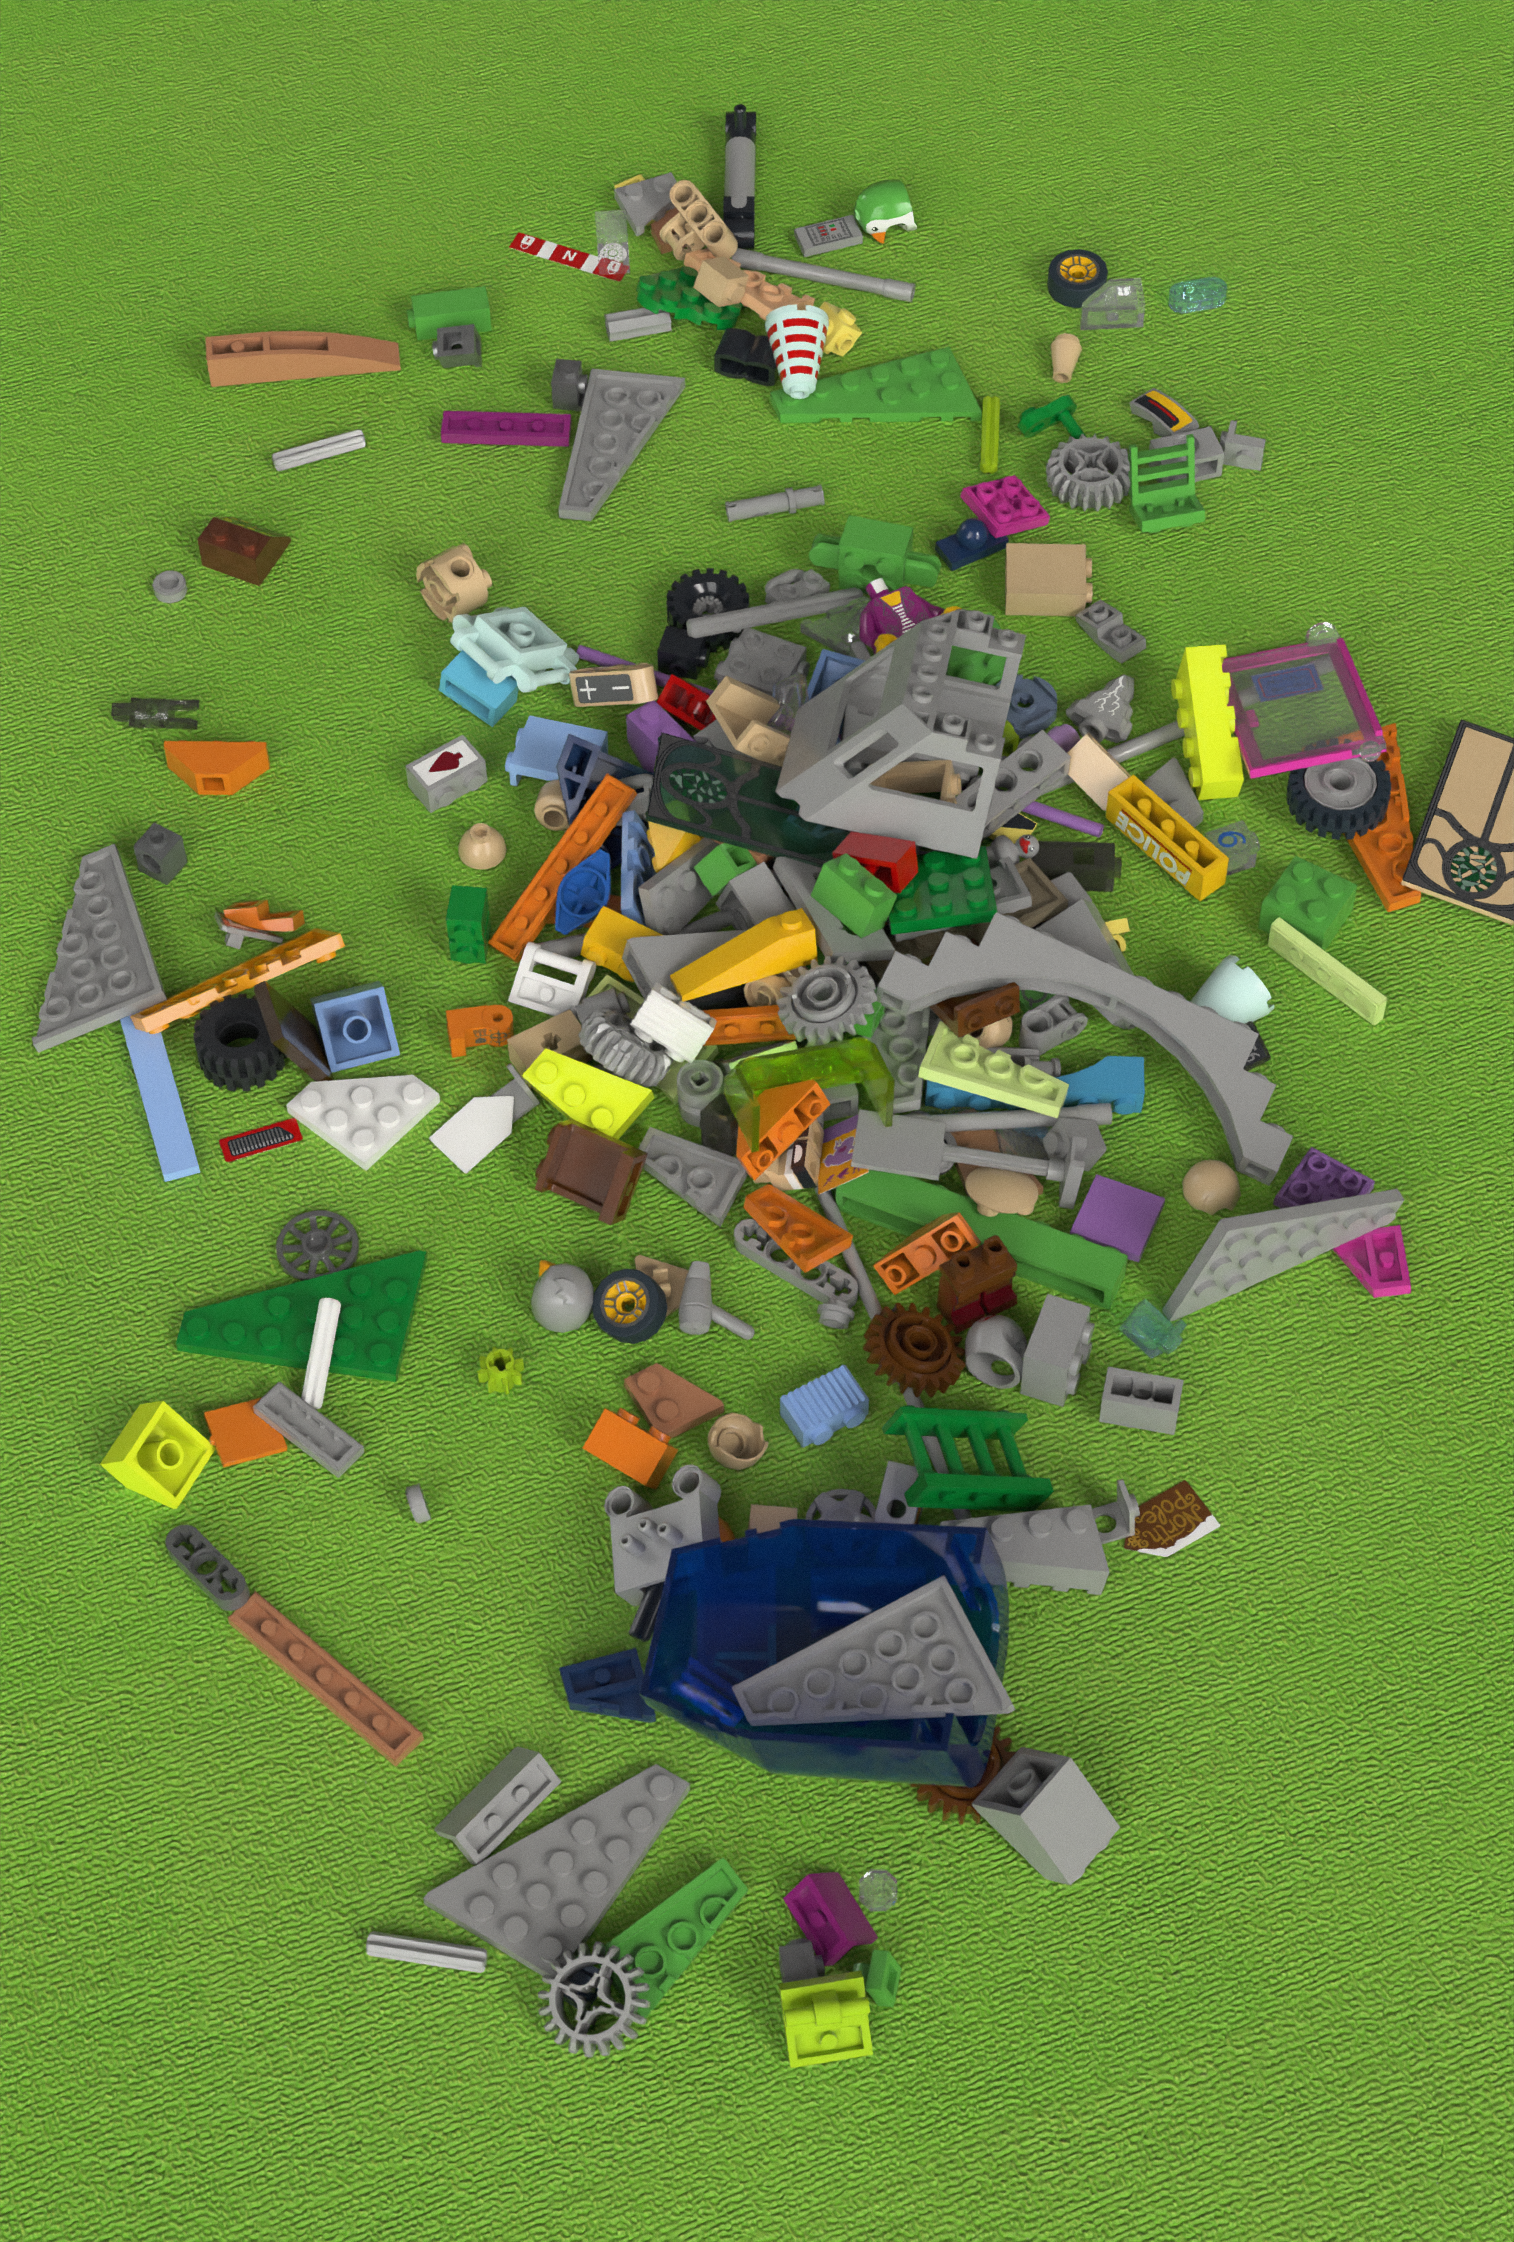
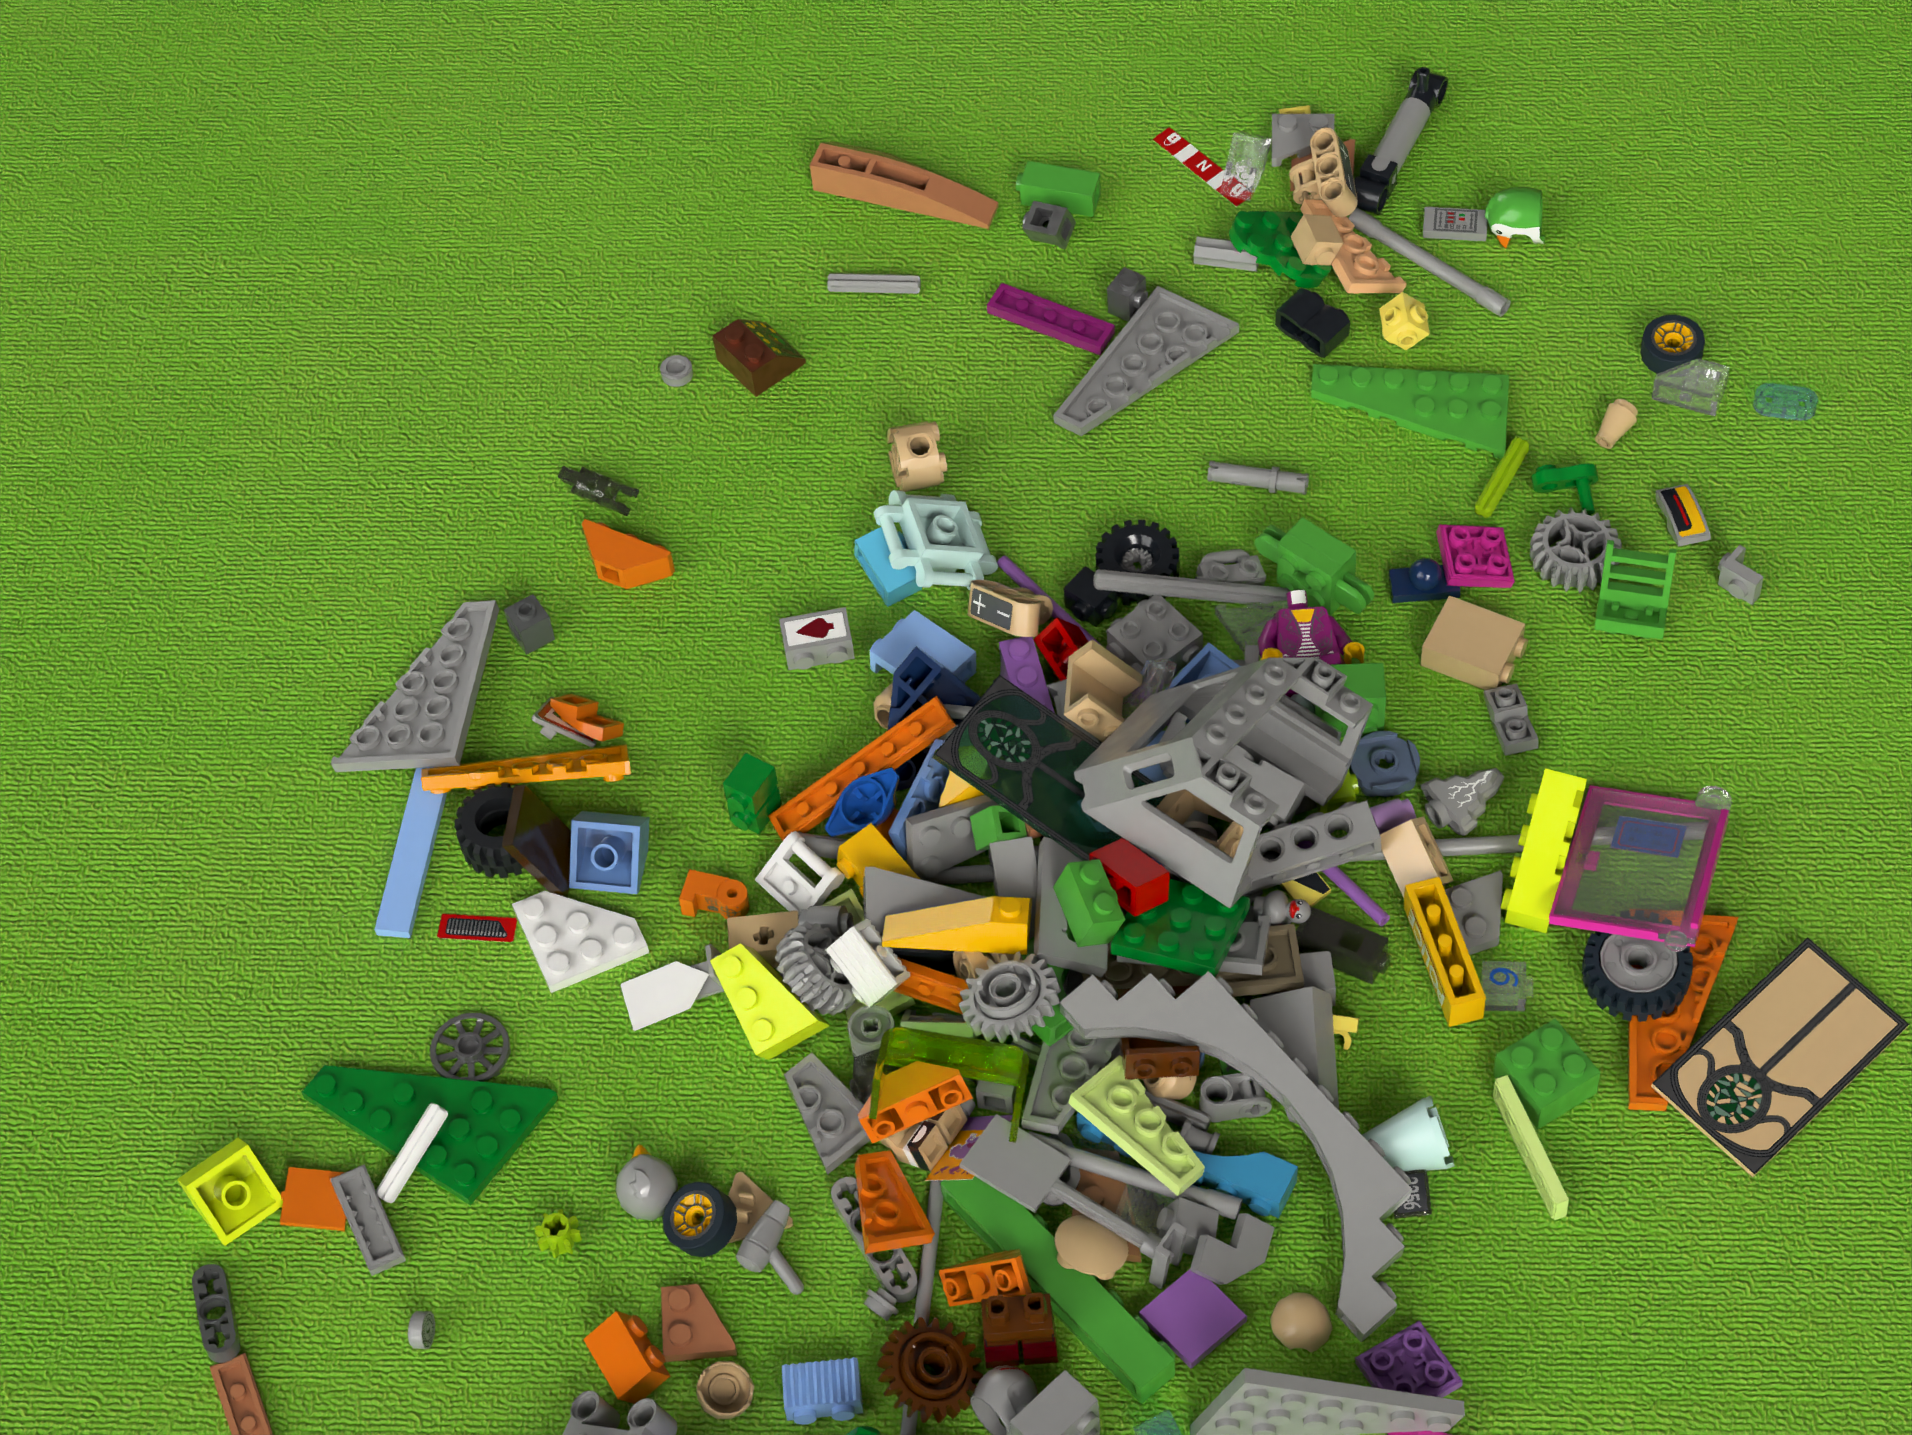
camera: 30 degrees right, 0 degrees up
(482, 847) = (813, 721): tan brick -> none
(591, 1169) = (733, 1074): reddish brown panel -> none
(797, 346) = (1351, 331): light aqua cone -> none
(1124, 1158) = (1246, 1251): none -> light grey tile
(1208, 454) = (1695, 565): light grey brick -> none

